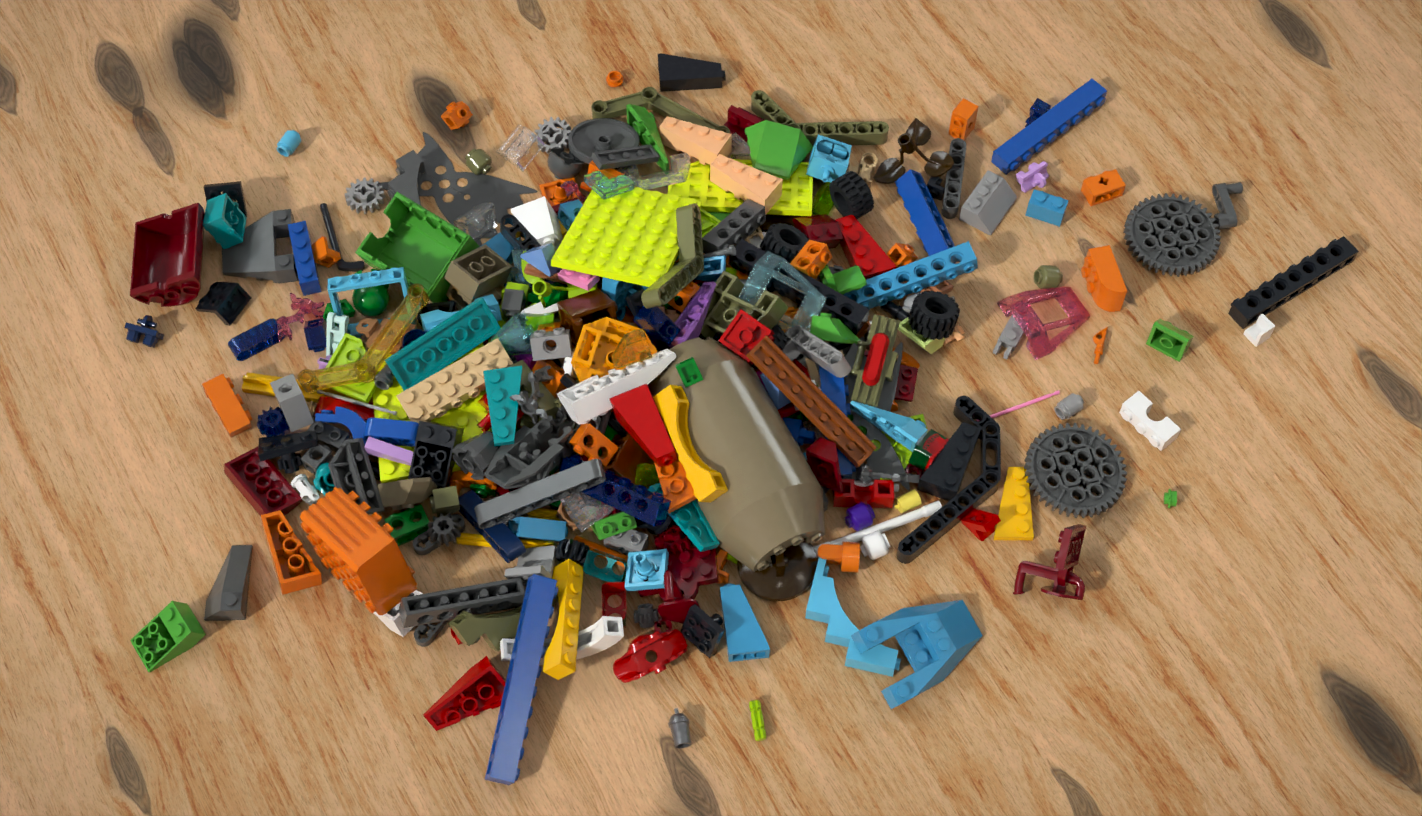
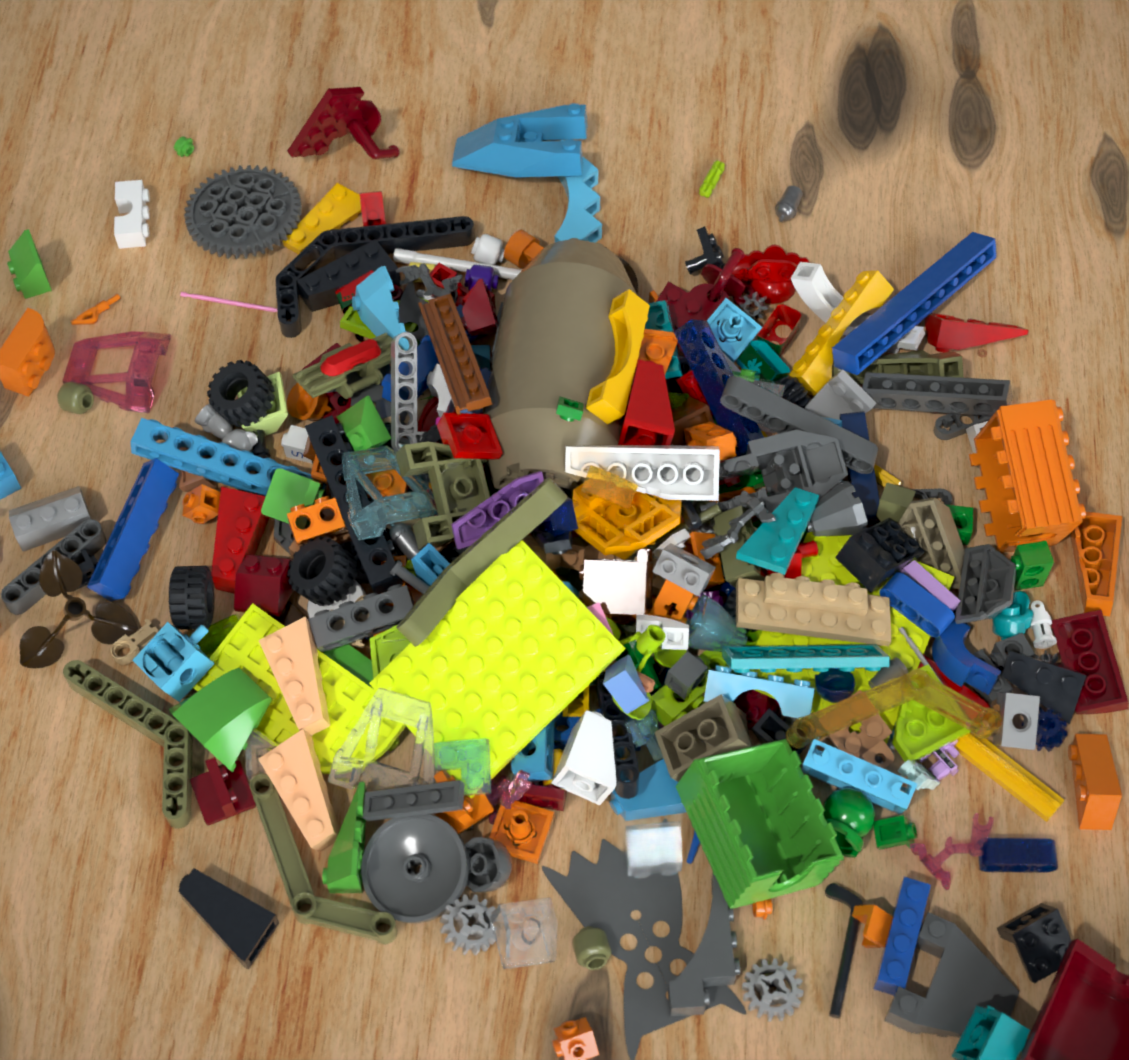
camera: 145 degrees left, 0 degrees up
(315, 334) = (938, 818): clear blue slope -> none
(445, 536) = (914, 481): dark grey gear -> none
(614, 79) = (324, 975): orange plate -> none
(741, 627) = (673, 245): dark azure slope -> none
(1009, 338) = (175, 366): light grey hinge -> none
(1069, 406) = (189, 267): light grey brick -> none

